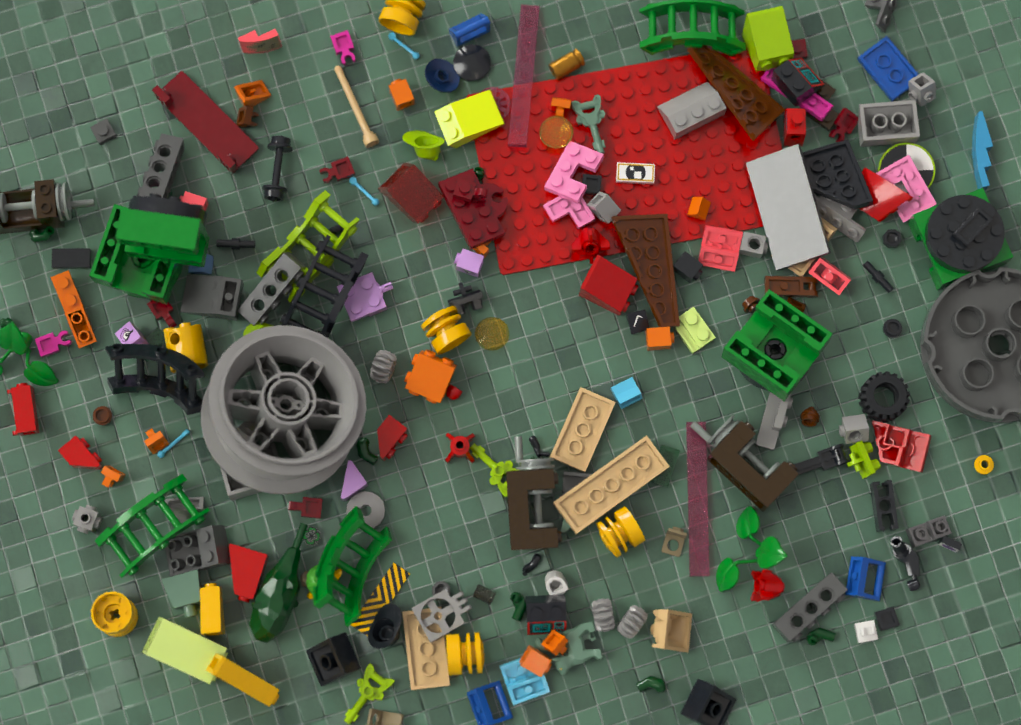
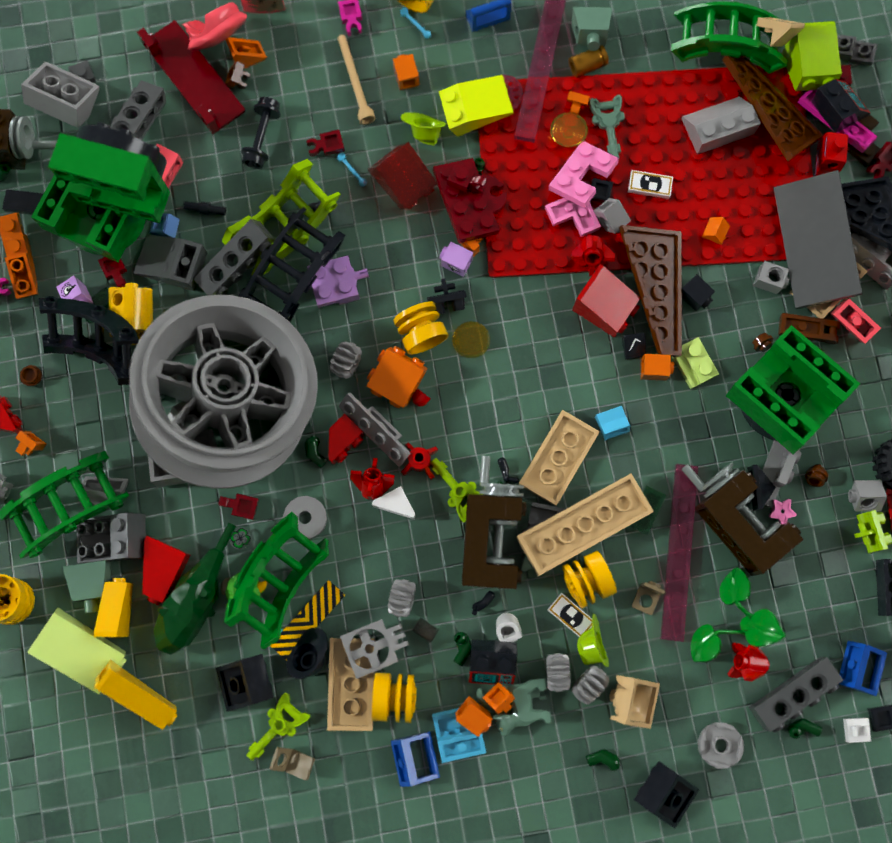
camera: 10 degrees right, 0 degrees up
(88, 154) = (60, 94): none -> light grey slope
(155, 441) = (83, 411): orange tile -> none
(161, 453) = (89, 425): medium azure hinge -> none
(227, 78) = (218, 26): none -> coral piece
(353, 482) = (294, 483): lavender slope -> none
(418, 424) = (376, 428): none -> light grey bracket
(421, 472) = (372, 481): none -> red brick
(440, 586) = (375, 615): dark grey tile -> none
(441, 75) = (452, 56): dark blue dish -> none
(444, 488) = (396, 503): none -> white slope
(460, 568) = (401, 598): none -> light grey gear
(472, 62) = (486, 48): black dish -> none
(565, 32) = (591, 26): none -> sand green torso
(609, 566) = (570, 615): none -> tile
(629, 588) = (591, 646): none -> lime piece
(720, 248) = (735, 276): coral slope -> none
(735, 19) = (781, 29): none -> tan slope
(750, 671) = (734, 742): none -> light grey tile
(763, 433) = (764, 489): none -> black slope
(778, 451) = (776, 511): none -> bright pink plate
(807, 24) = (856, 51): none -> flat silver slope
(825, 458) = (830, 525): black connector -> none

